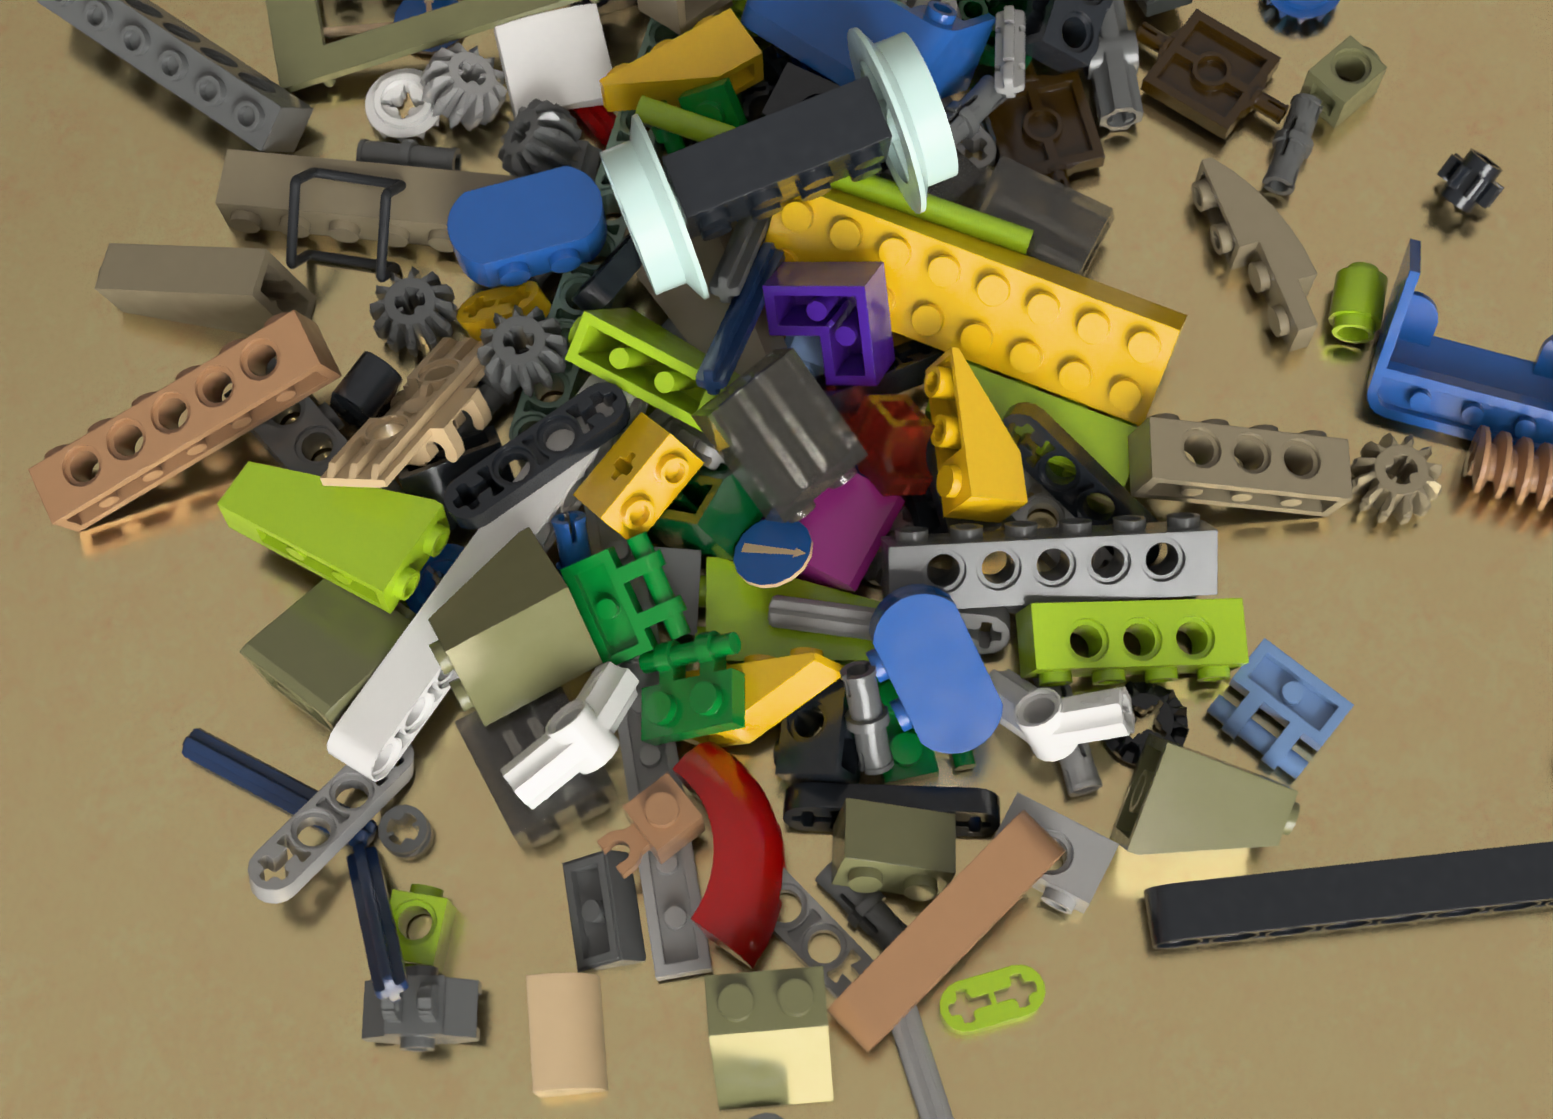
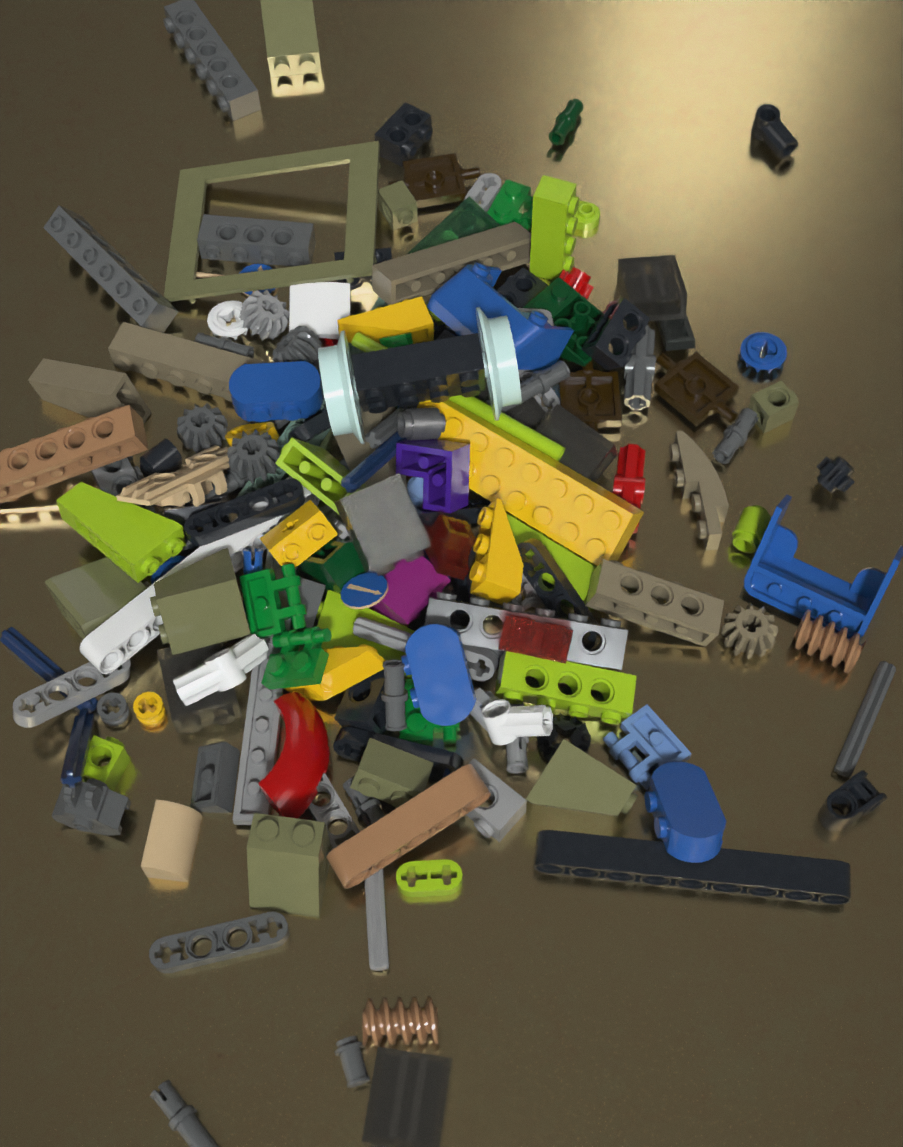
camera: 10 degrees right, 10 degrees down
(382, 266) = (189, 402): black piece -> none
(460, 800) = (148, 717): none -> yellow bush
(659, 821) = (258, 730): medium nougat brick -> none
(793, 243) = (420, 423): none -> flat silver brick
(1010, 51) = (576, 349): light grey axle -> none
(1077, 578) = (535, 638): none -> clear red brick
(1141, 261) = (629, 480): none -> red piece
(1373, 808) = (685, 812): none -> blue brick

